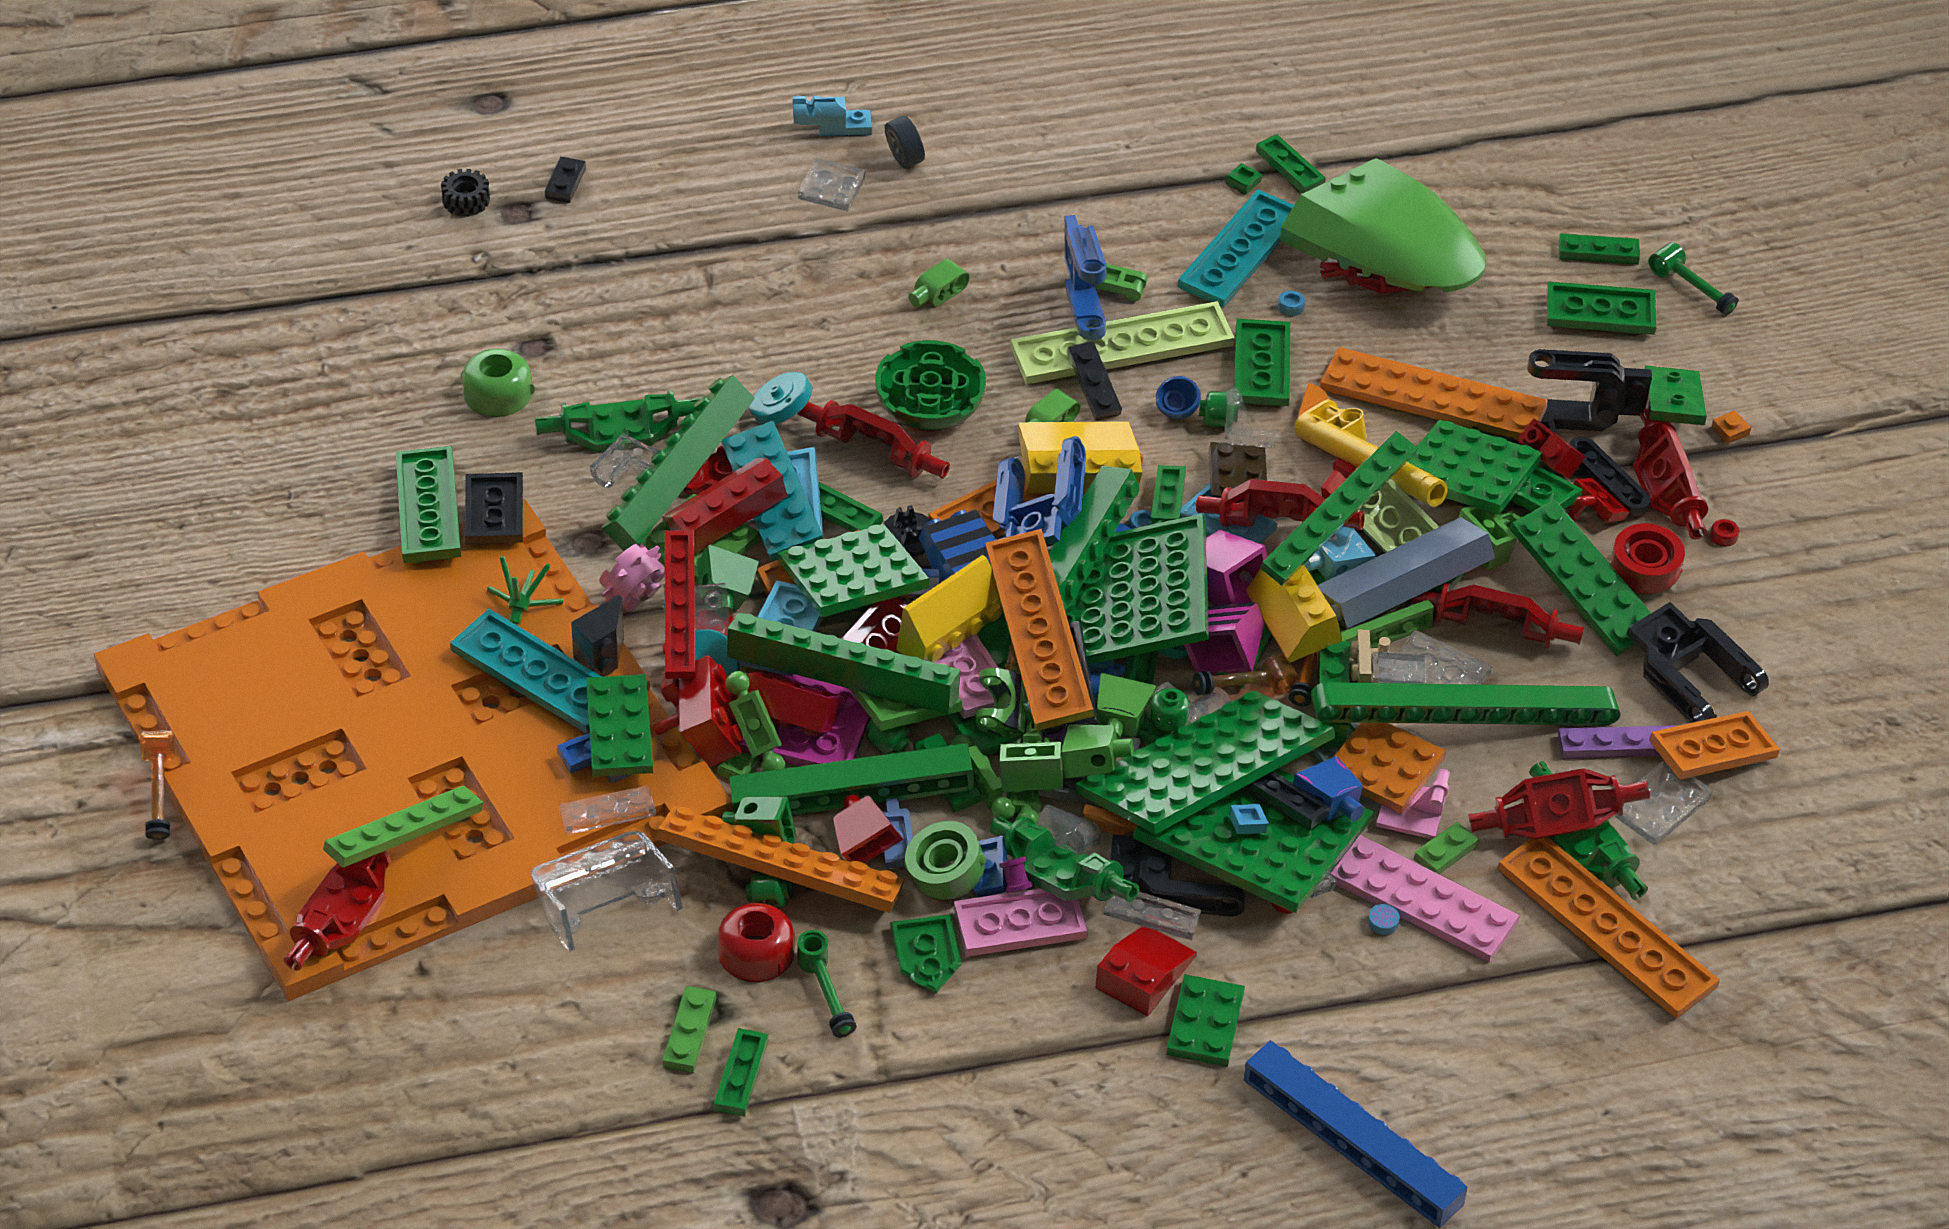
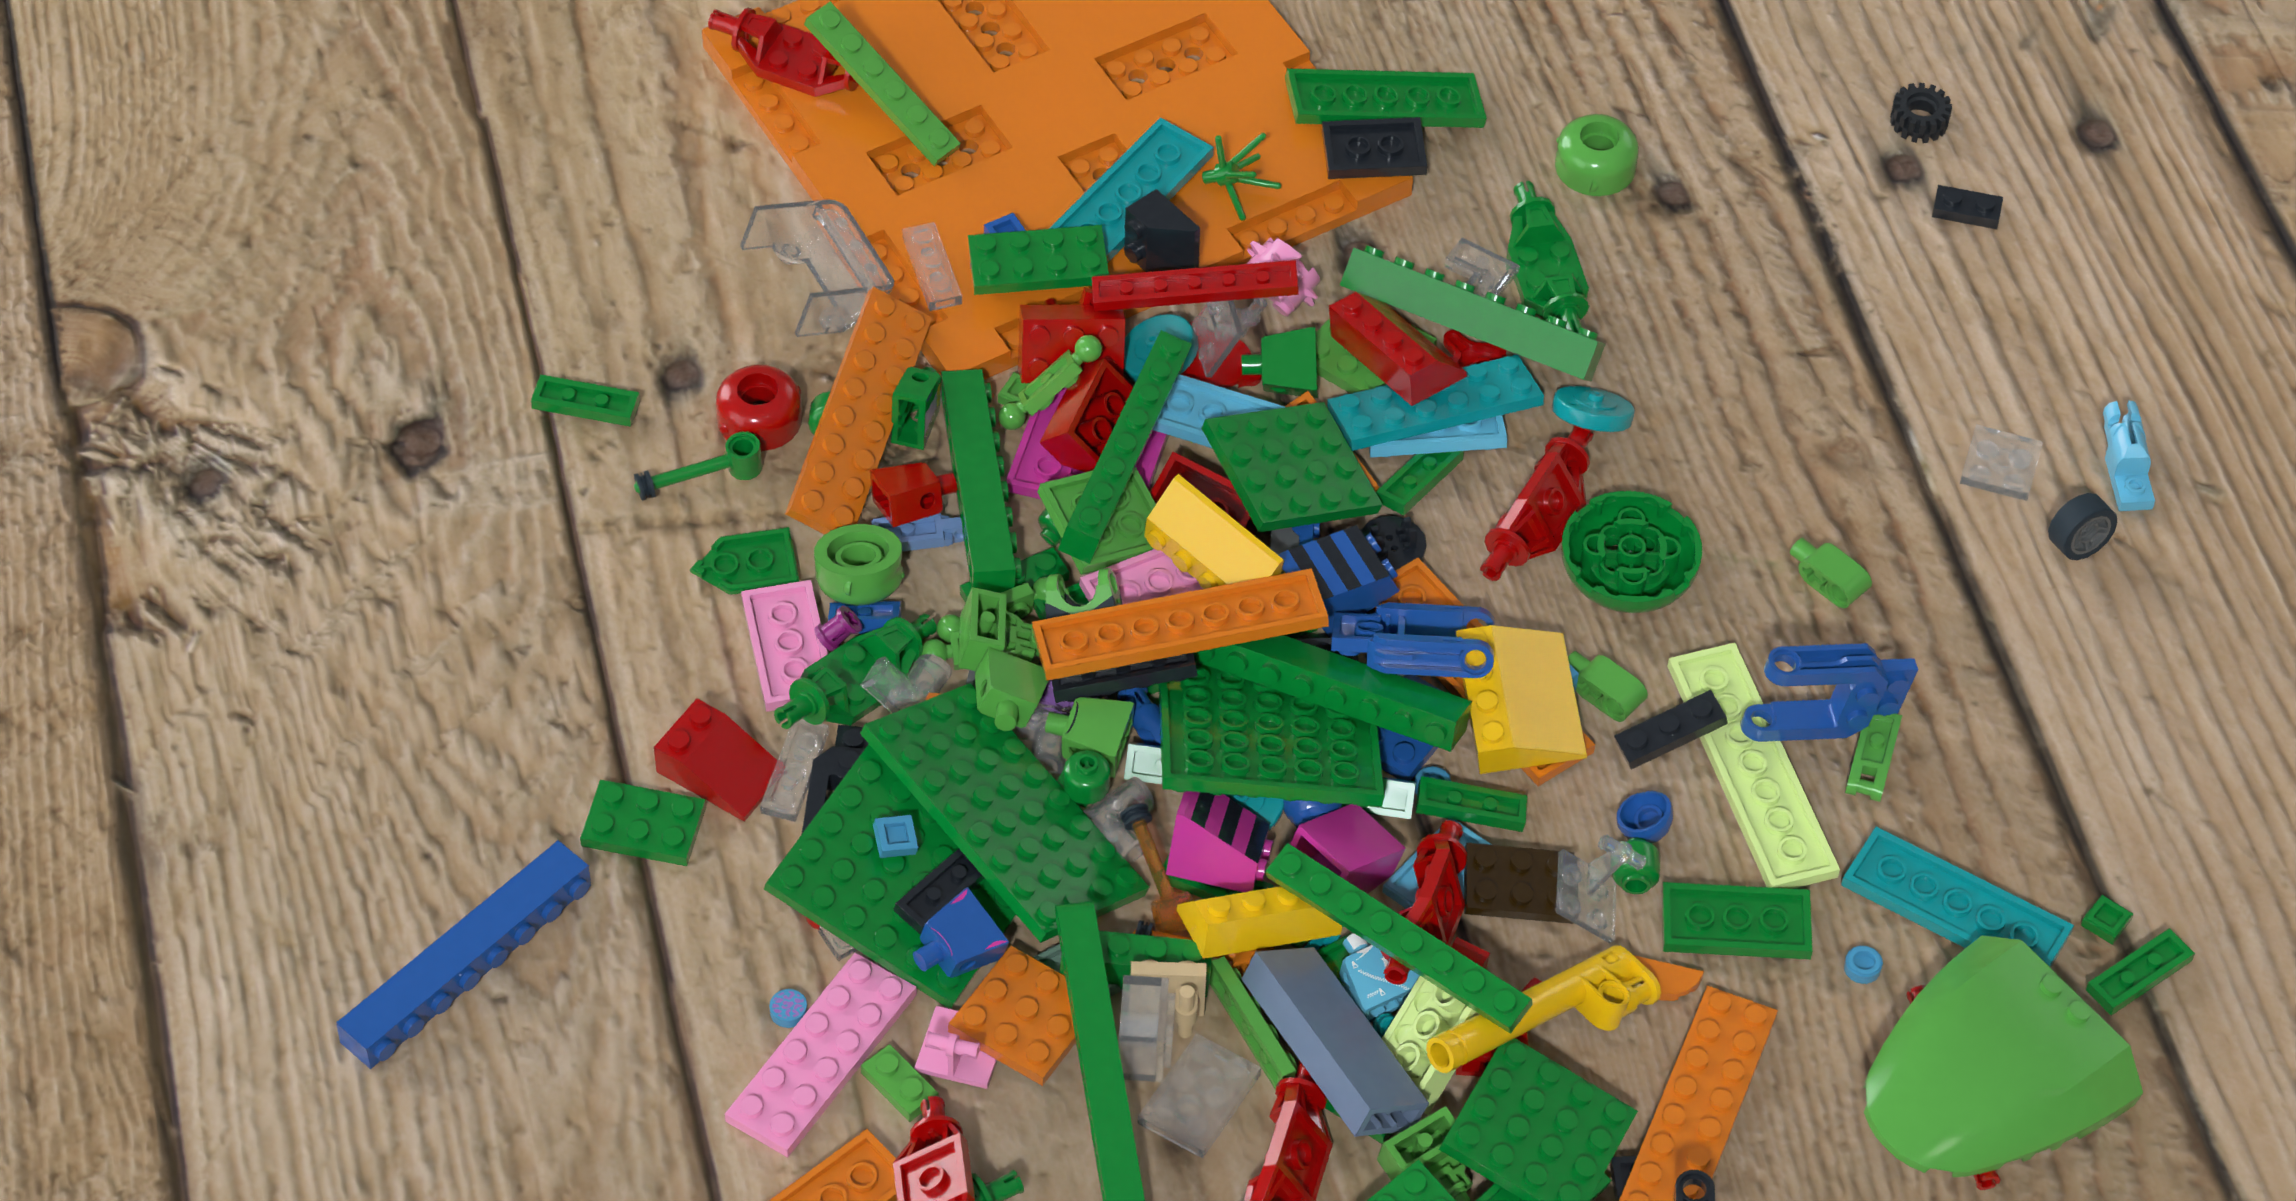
camera: 90 degrees right, 5 degrees up
(689, 1029) = (649, 360): bright green plate -> none

